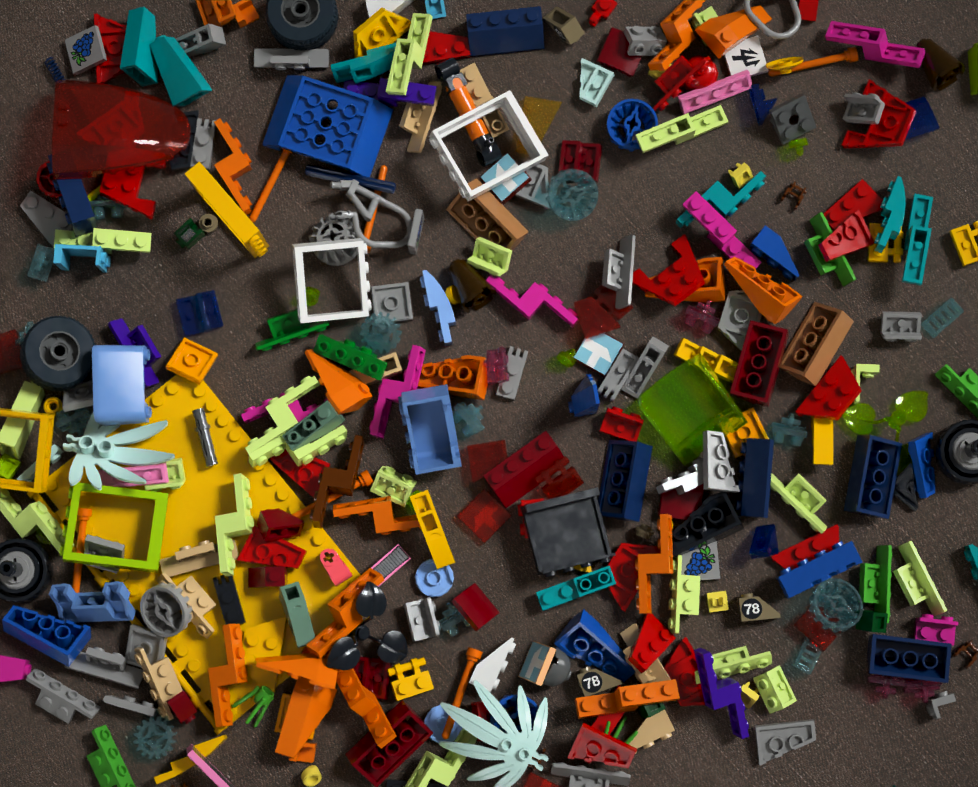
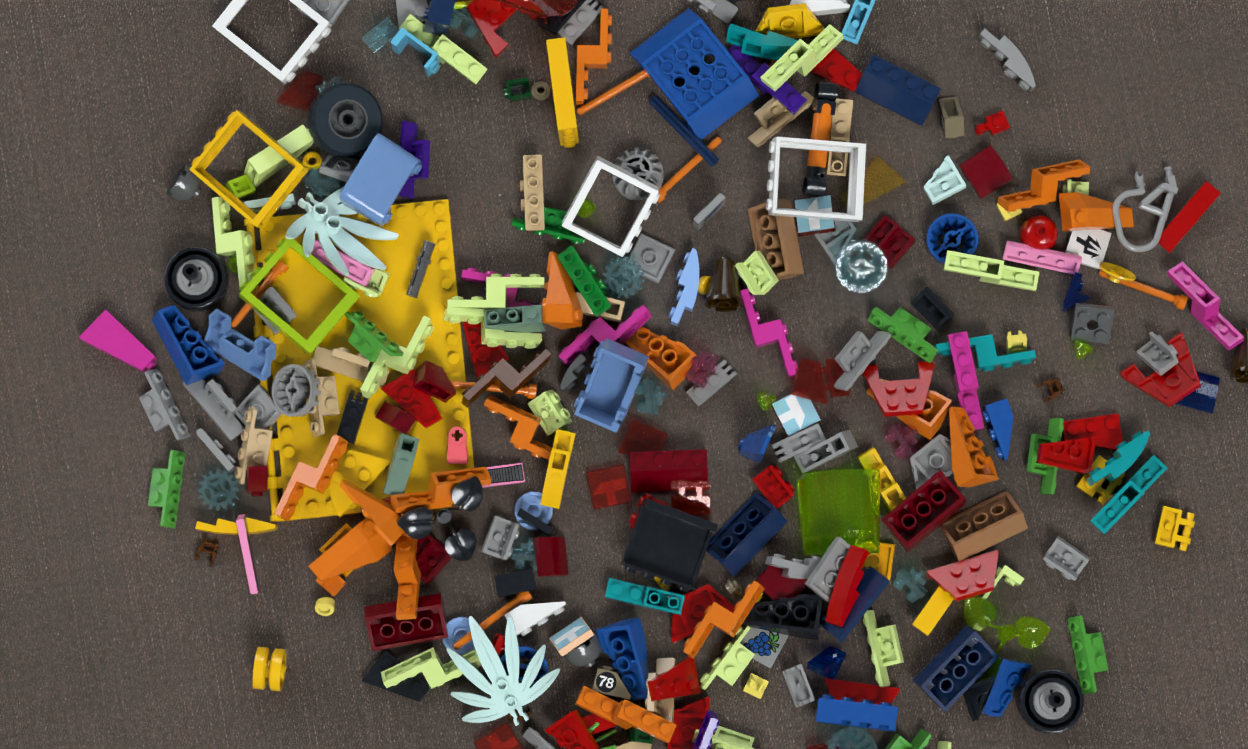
camera: 30 degrees right, 0 degrees up
(191, 361) = (451, 198): light orange tile -> none
(199, 313) = (483, 162): clear blue slope -> none
(200, 525) = (369, 339): none -> bright green bracket
(259, 312) = (533, 193): none -> tan bracket
(263, 696) = (328, 515): bright green plant -> none
(352, 187) = (680, 138): light grey piece -> none
(391, 446) = (569, 378): none -> dark grey slope
(411, 685) = (455, 586): yellow plate -> none
(446, 586) = (527, 517): none -> black tile
(459, 649) = (515, 582): none -> black hinge
(644, 40) = (1011, 174): light grey bracket -> none
(644, 224) = (906, 330): none -> bright green bracket
(653, 192) = (931, 308): none -> black hinge
(675, 77) = (1015, 223): red bracket -> none
(738, 467) = (844, 590): none -> red slope
(753, 577) = (798, 685): none -> light grey hinge
(754, 609) = (782, 712): dark tan slope -> none
(954, 306) = (1122, 569): clear light blue slope -> none

